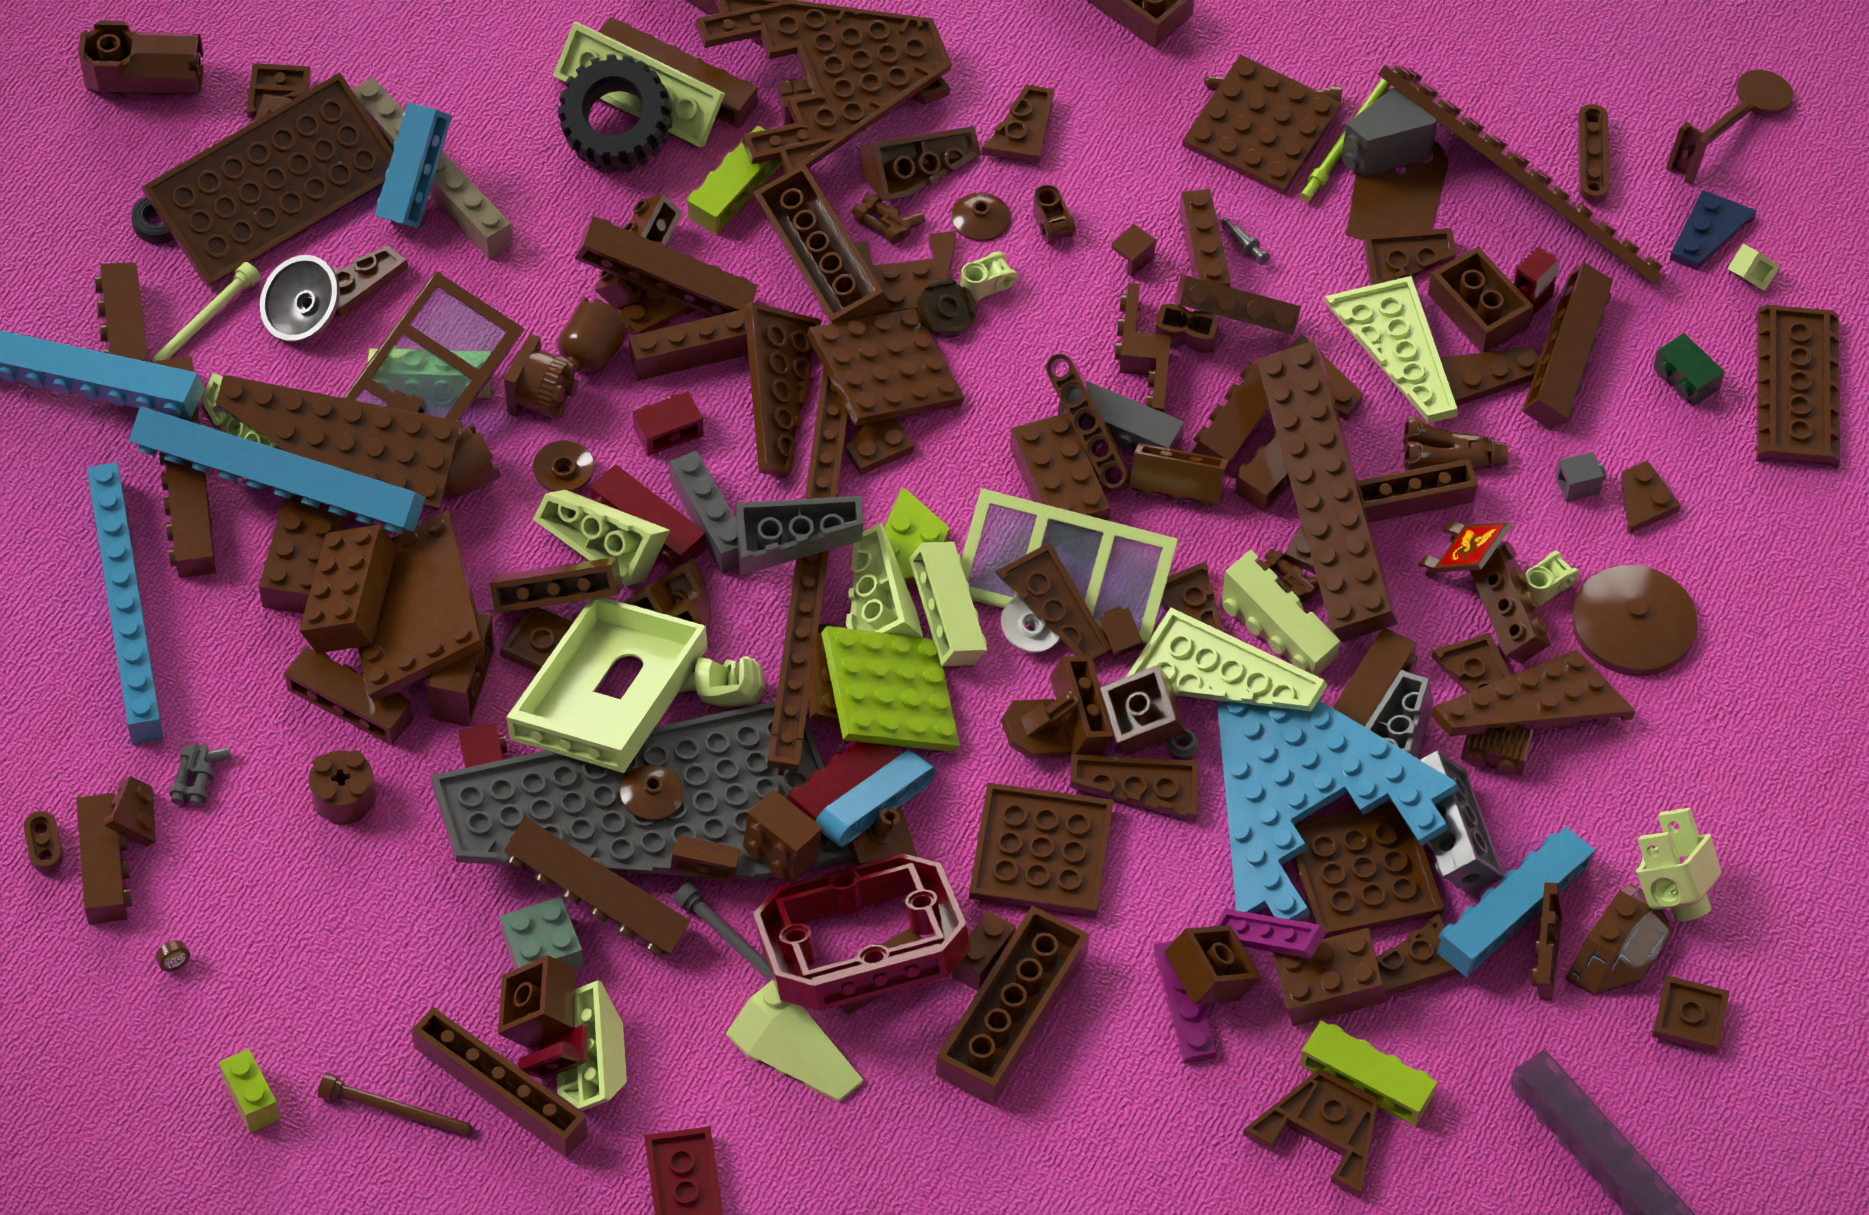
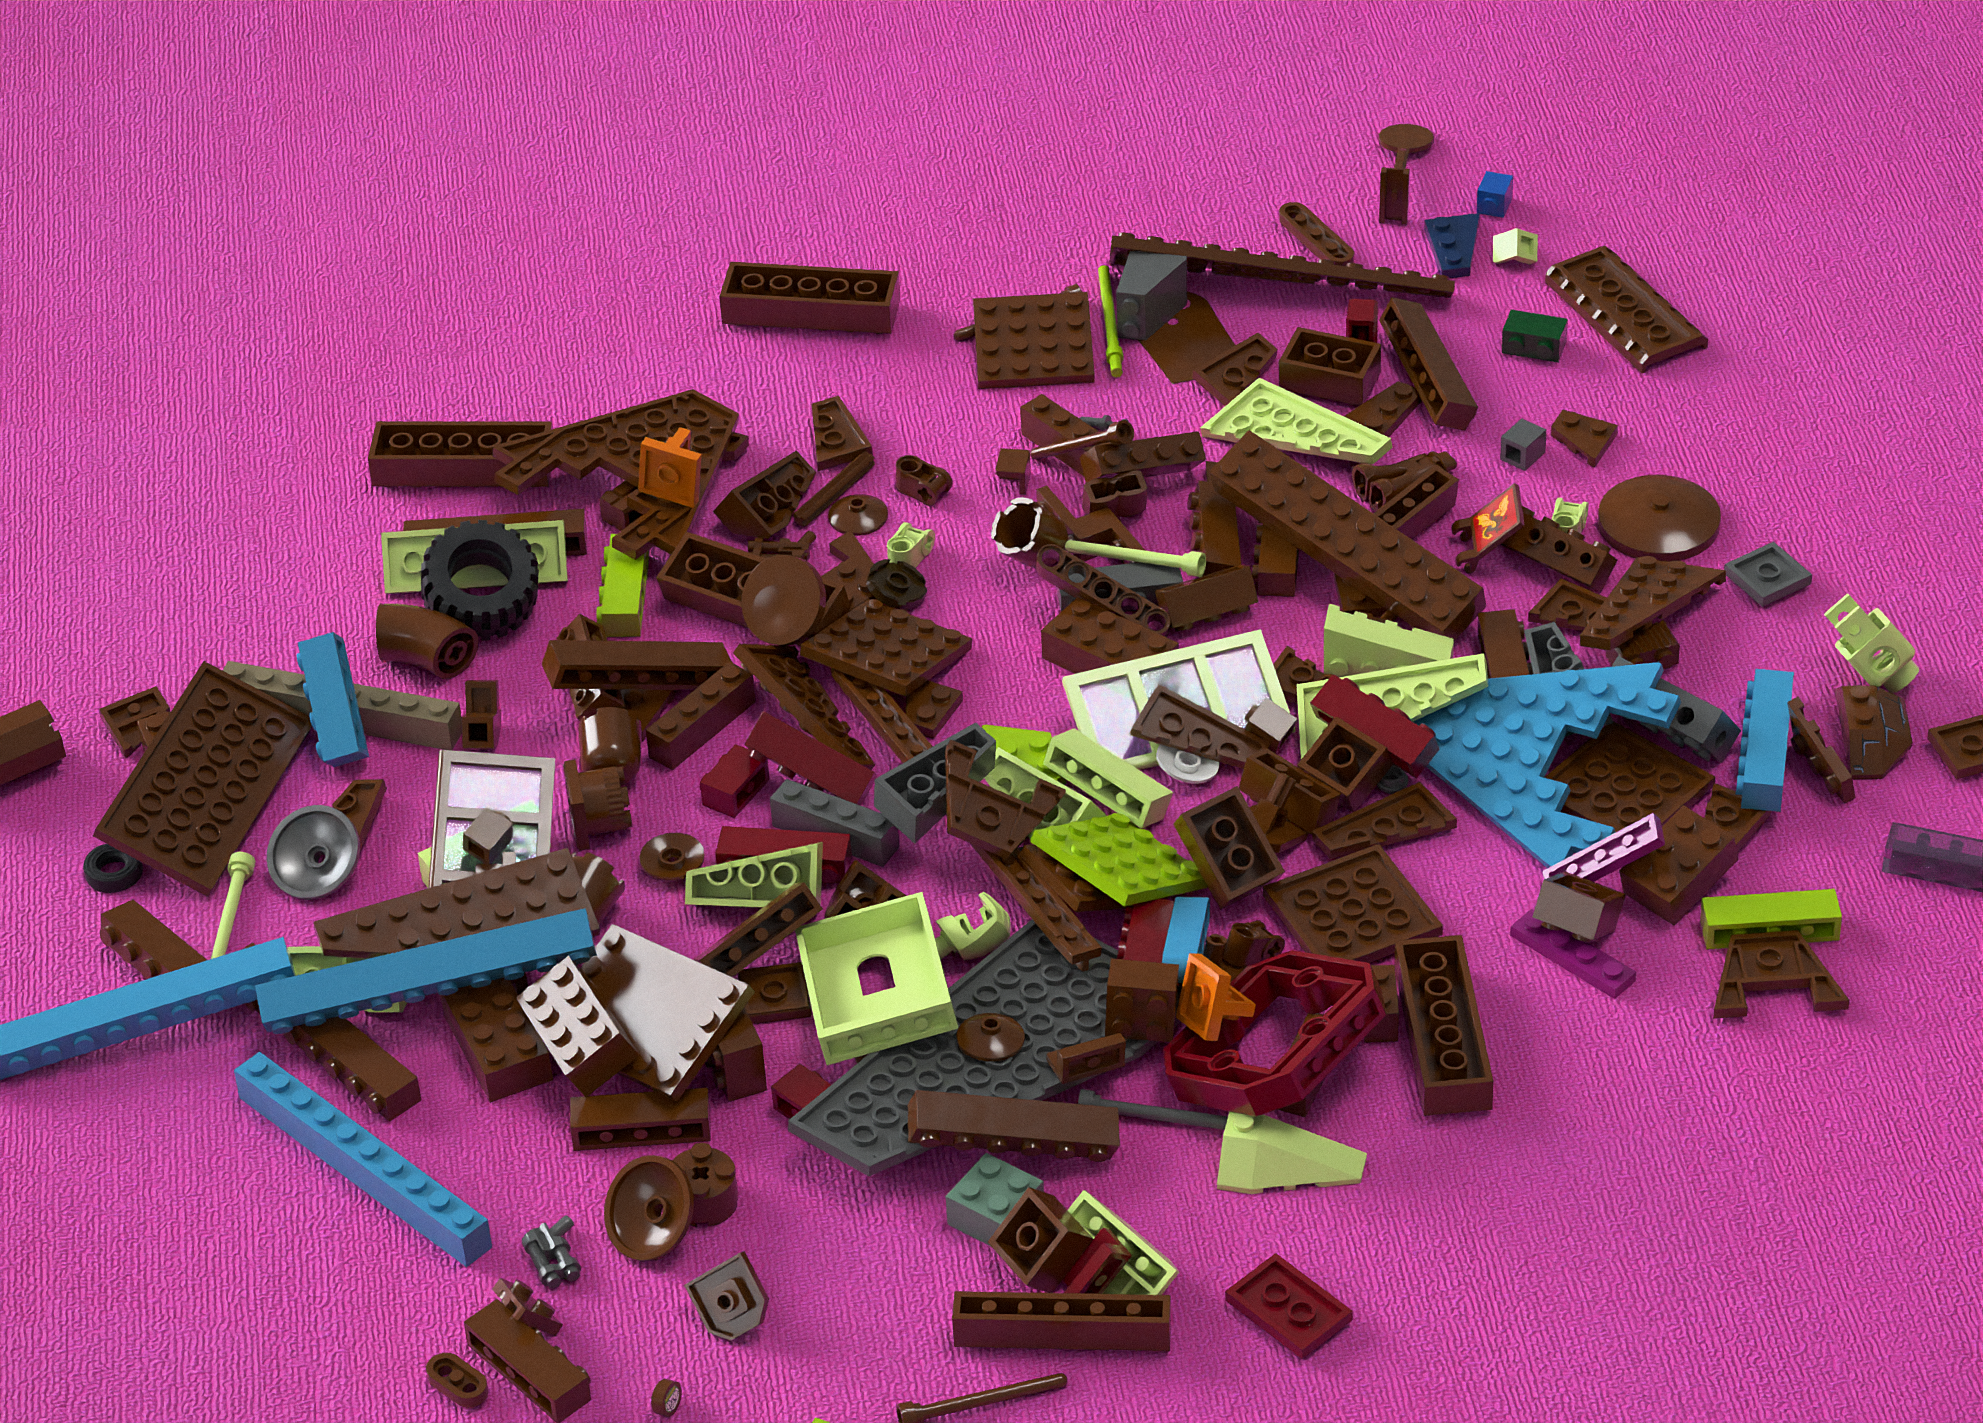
camera: 30 degrees left, 15 degrees down
(280, 899) = (729, 1298): none -> piece
(281, 783) = (636, 1205): none -> reddish brown dish
(418, 370) = (488, 835): none -> brick
(526, 247) = (483, 717): none -> reddish brown brick
(535, 142) = (424, 639): none -> reddish brown brick
(726, 444) = (809, 759): none -> dark red brick
(805, 588) = (986, 814): none -> reddish brown wing
(821, 279) = (783, 600): none -> reddish brown piece
(832, 96) = (670, 469): none -> orange bracket
(834, 872) = (1209, 998): none -> orange bracket
(931, 831) = (1251, 943): none -> reddish brown piece
(977, 734) = (1228, 847): none -> reddish brown brick
(979, 180) = (834, 489): none -> reddish brown axle
(1081, 327) = (1025, 530): none -> reddish brown cylinder
(1184, 436) = (1192, 563): none -> yellowish green piece
(1191, 690) = (1408, 744): none -> dark red brick
(1212, 275) = (1118, 433): none -> reddish brown piece
(1673, 734) = (1768, 574): none -> dark grey plate
(1786, 198) = (1495, 194): none -> blue brick

